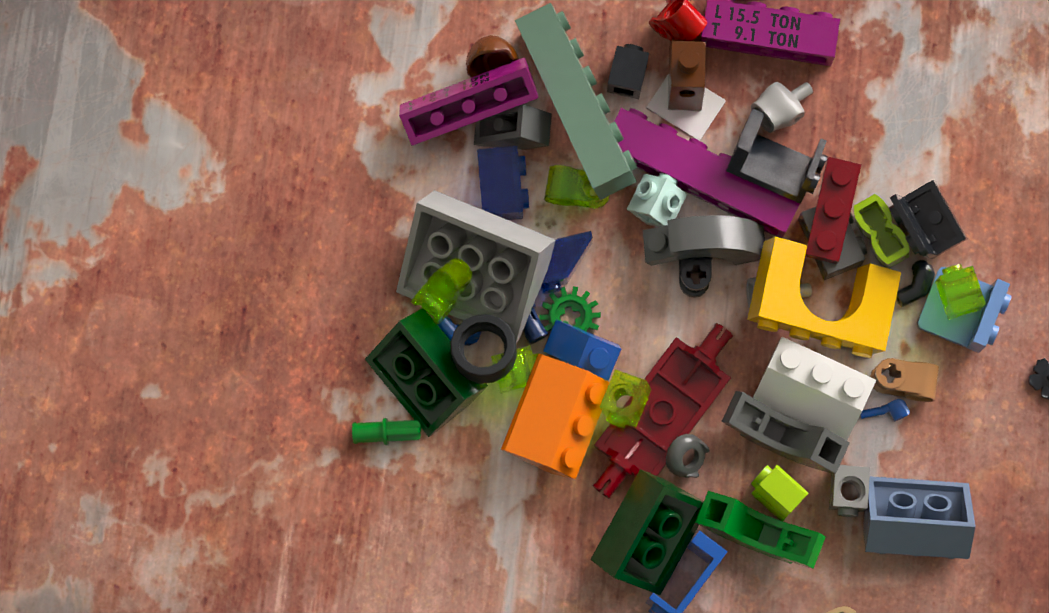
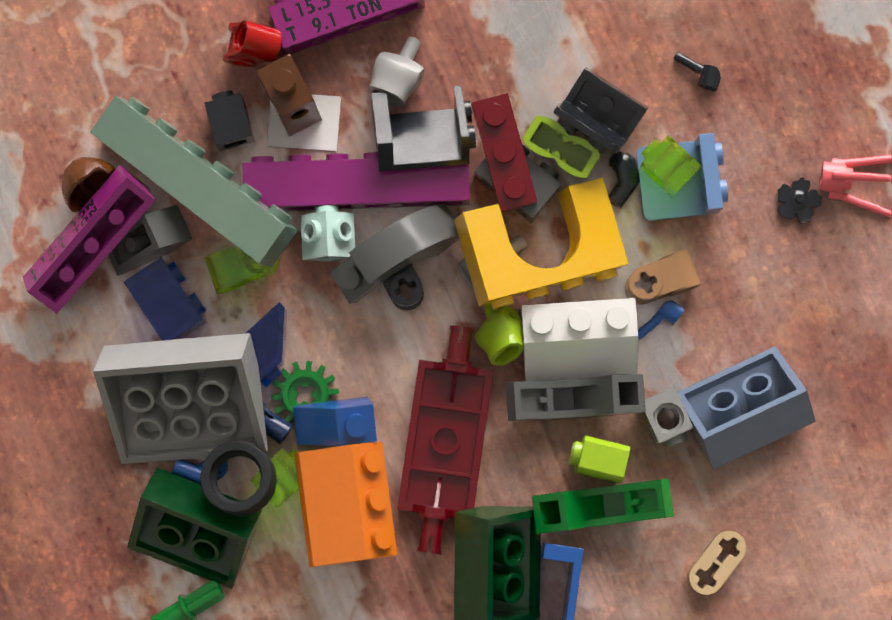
camera: 30 degrees left, 5 degrees up
(440, 293) = (167, 440): clear neon green piece -> none
(621, 385) = (391, 438): clear neon green brick -> none
(679, 448) = (481, 467): dark grey piece -> none
(752, 352) = (501, 335): none -> lime piece
(1031, 239) = (709, 75): none -> black hand

